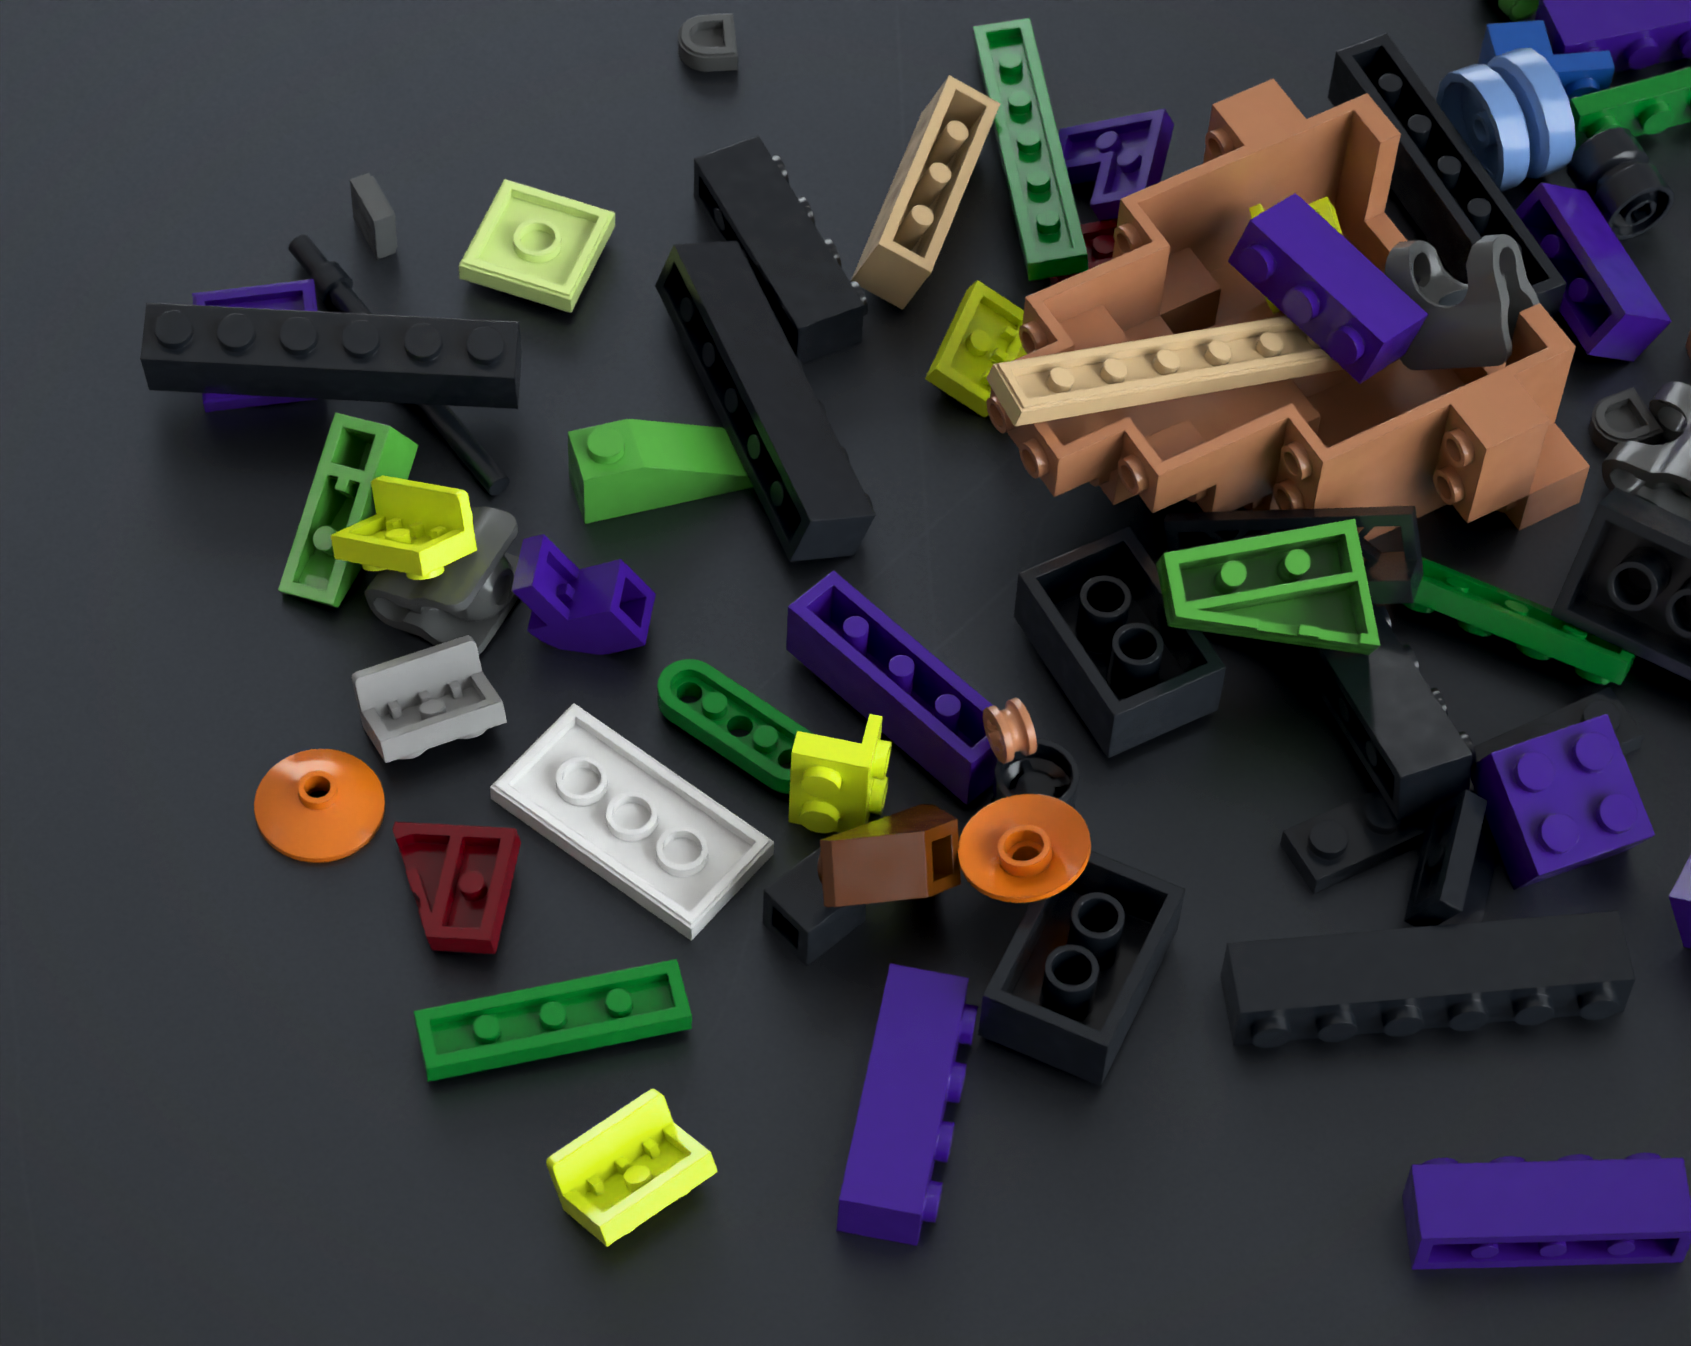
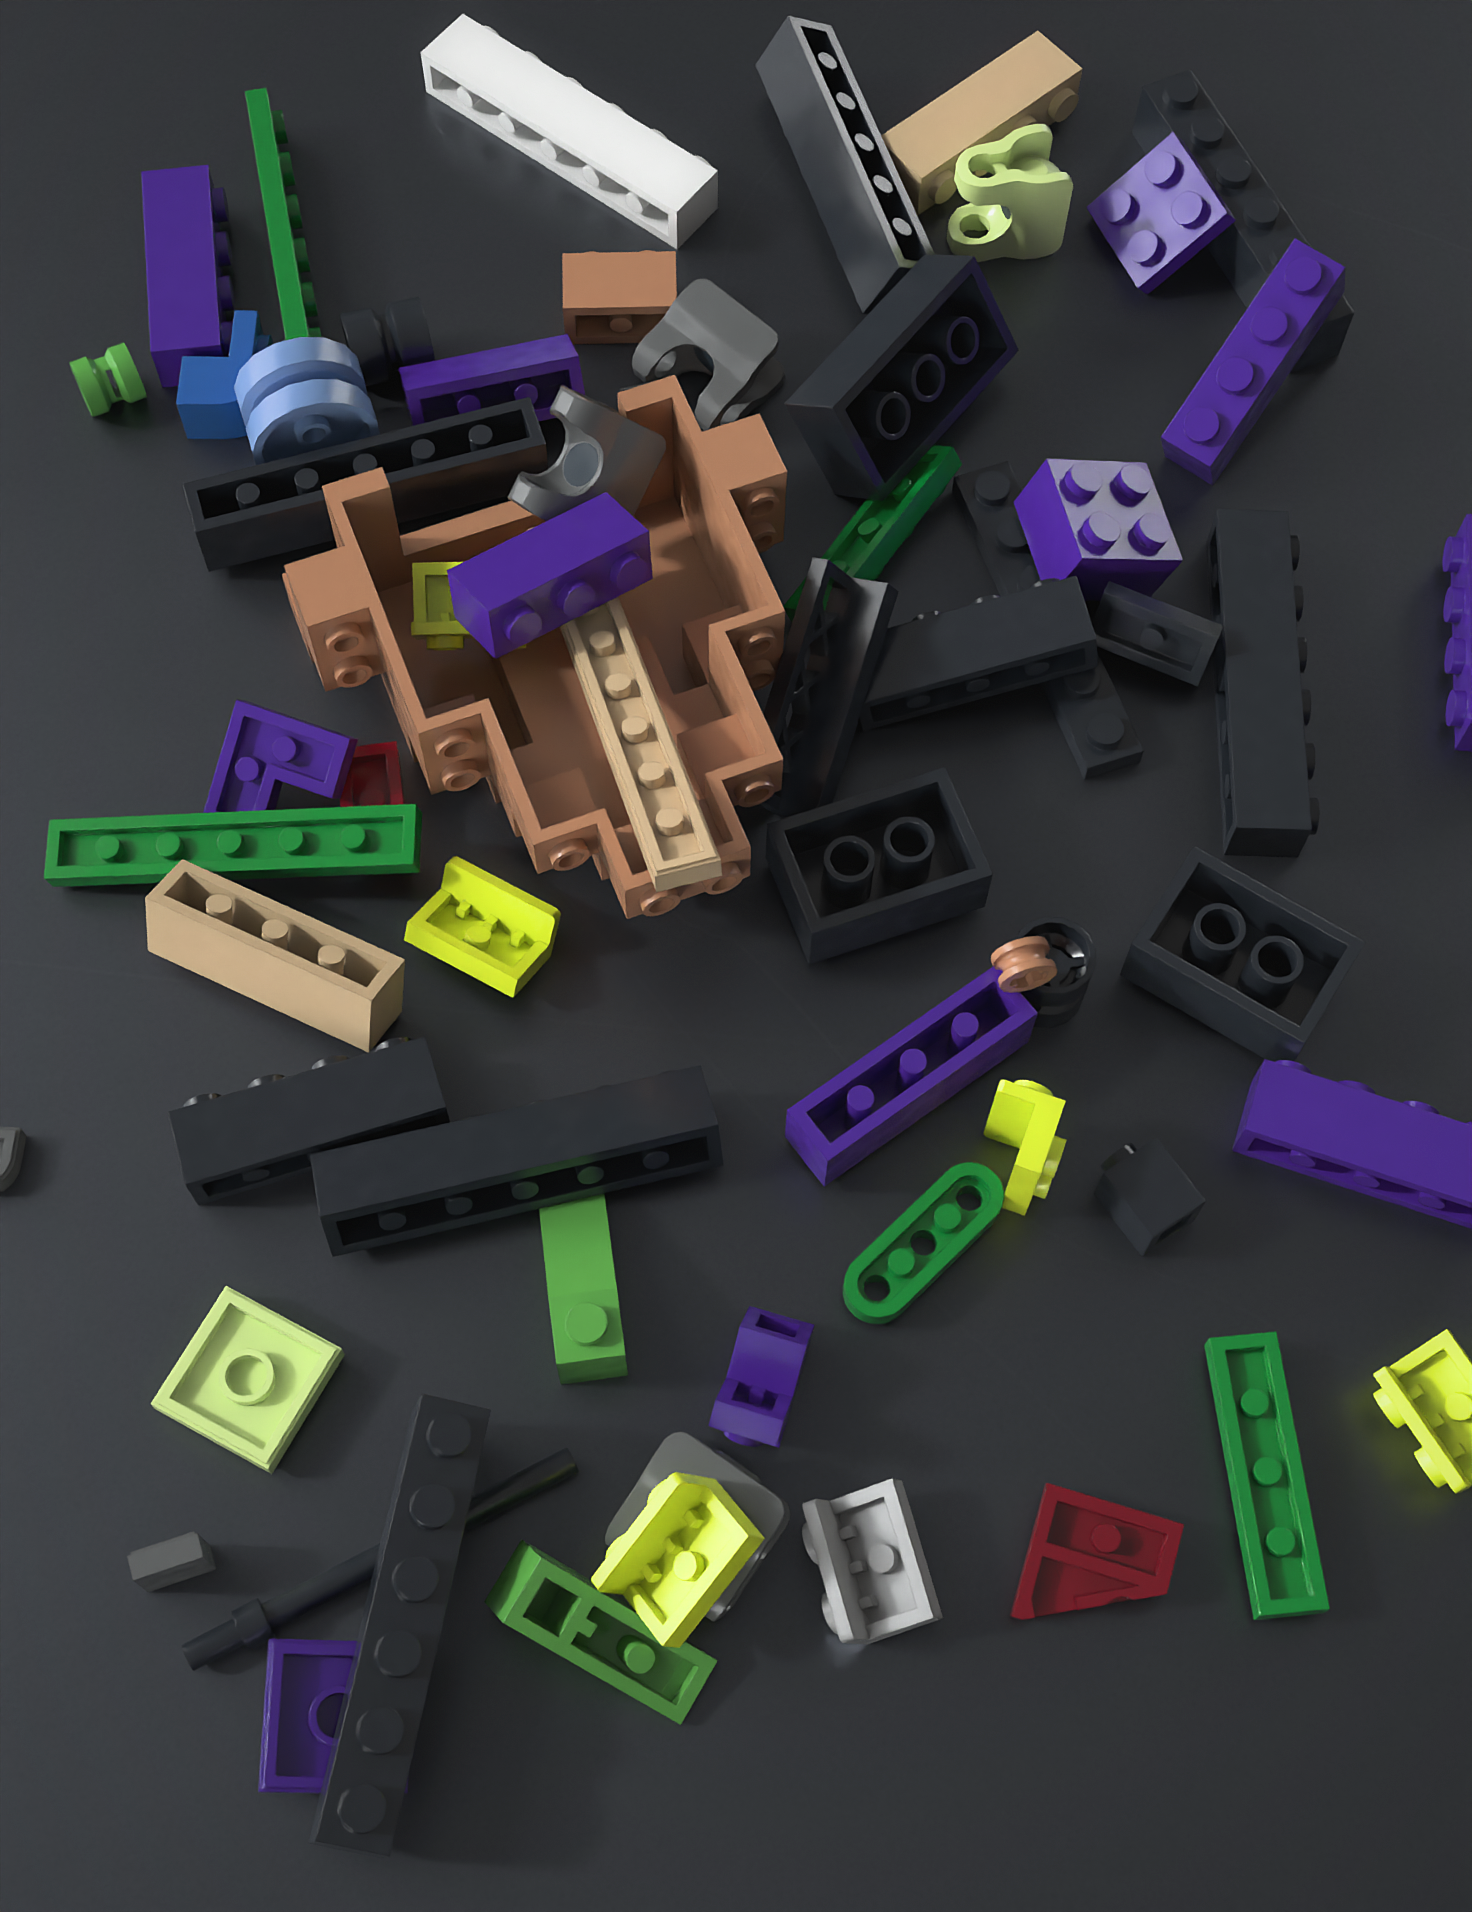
camera: 80 degrees left, 10 degrees up
(323, 826) = (943, 1731): orange dish -> none
(632, 821) = (1017, 1369): white tile -> none
(891, 858) = (1147, 1096): reddish brown slope -> none
(1021, 829) = (1158, 945): orange dish -> none
(1275, 587) = (893, 694): bright green wedge -> none

